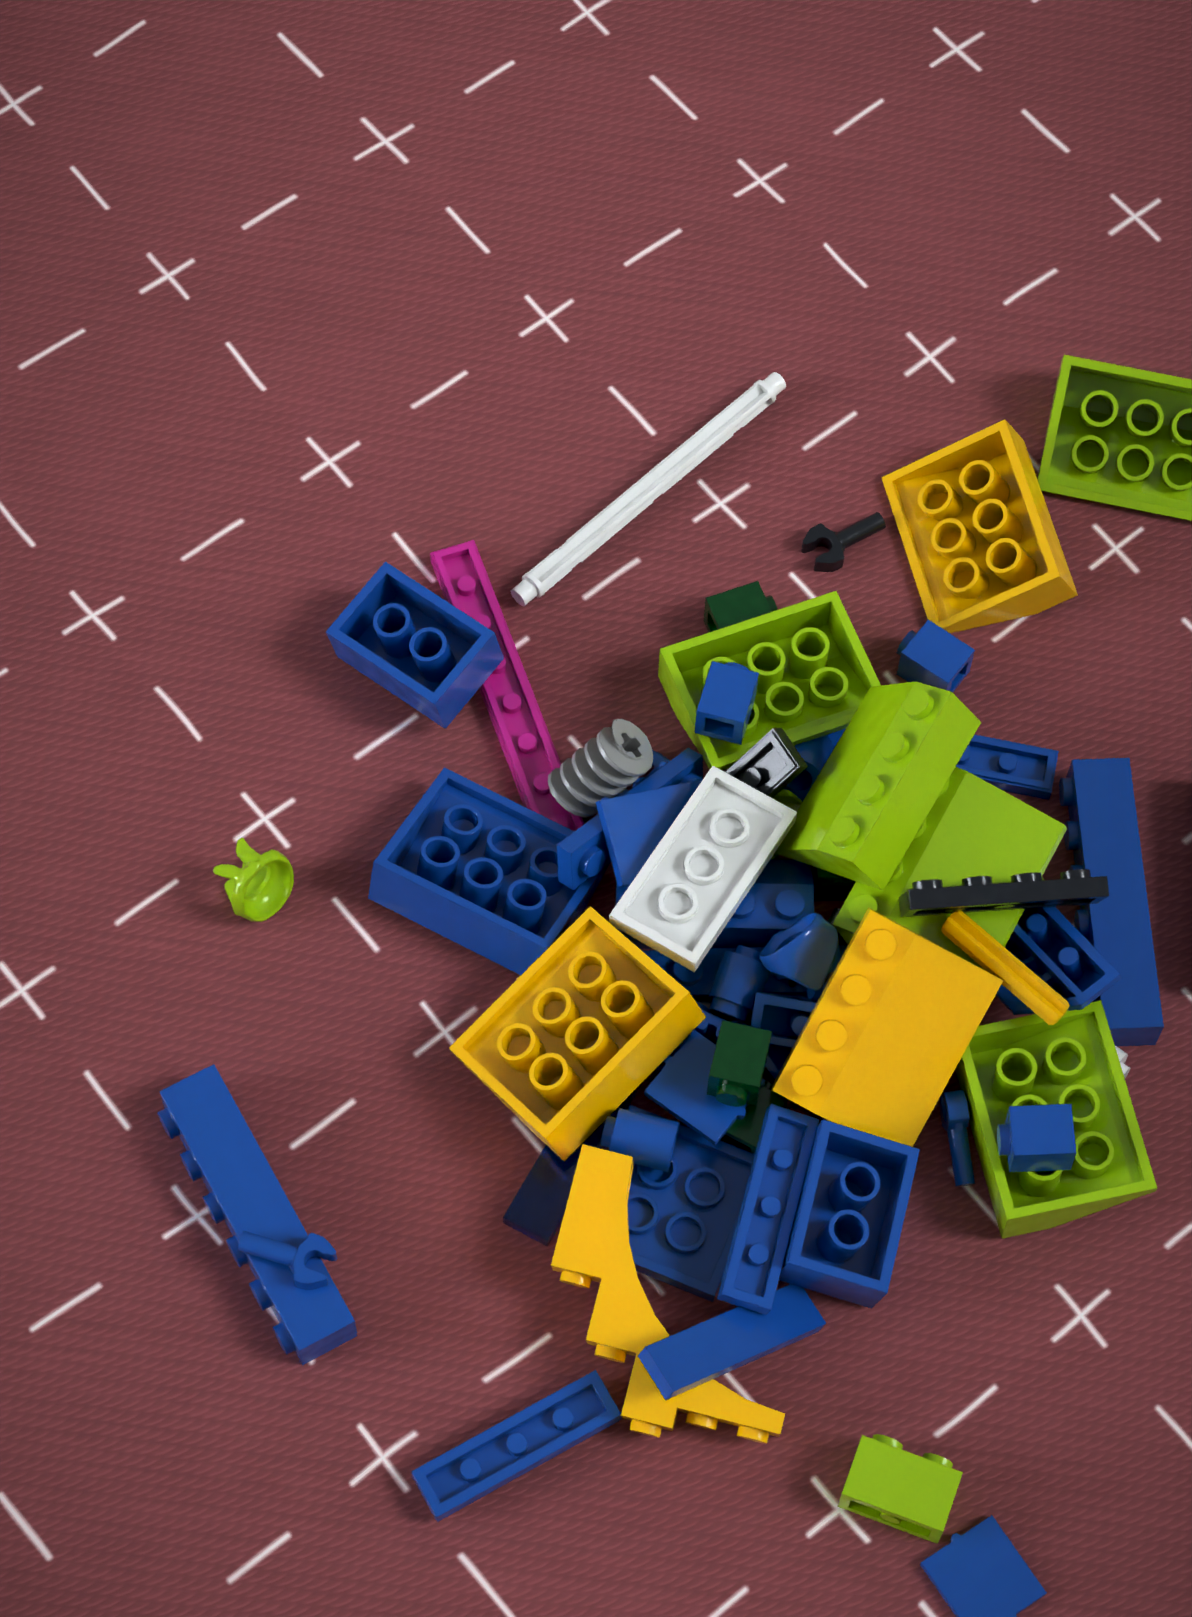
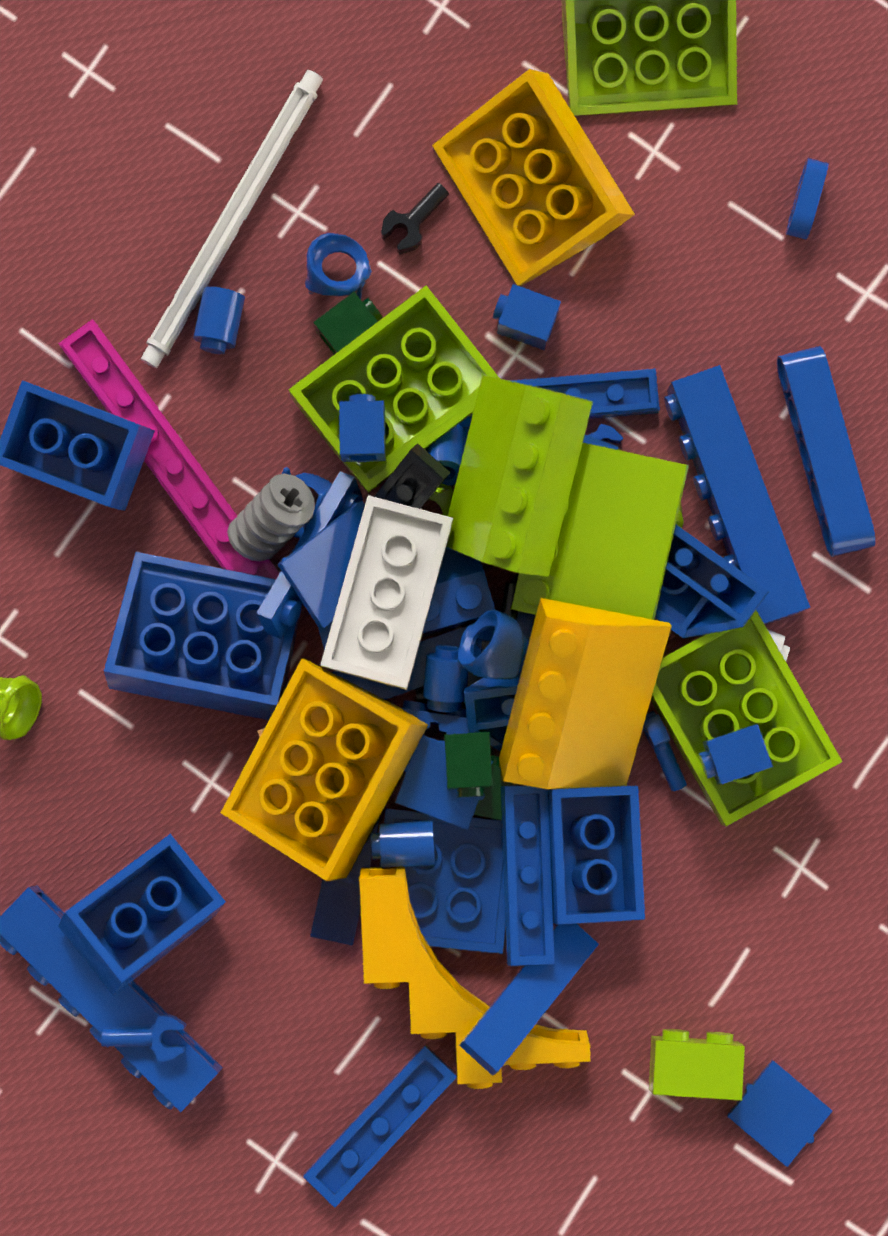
camera: 15 degrees left, 20 degrees up
(328, 1123) = (141, 914): none -> blue brick
(606, 574) = (218, 319): none -> blue brick
(745, 532) = (331, 243): none -> blue piece
(1003, 964) = (669, 611): yellow axle -> none
(1023, 892) = (634, 556): black plate -> none

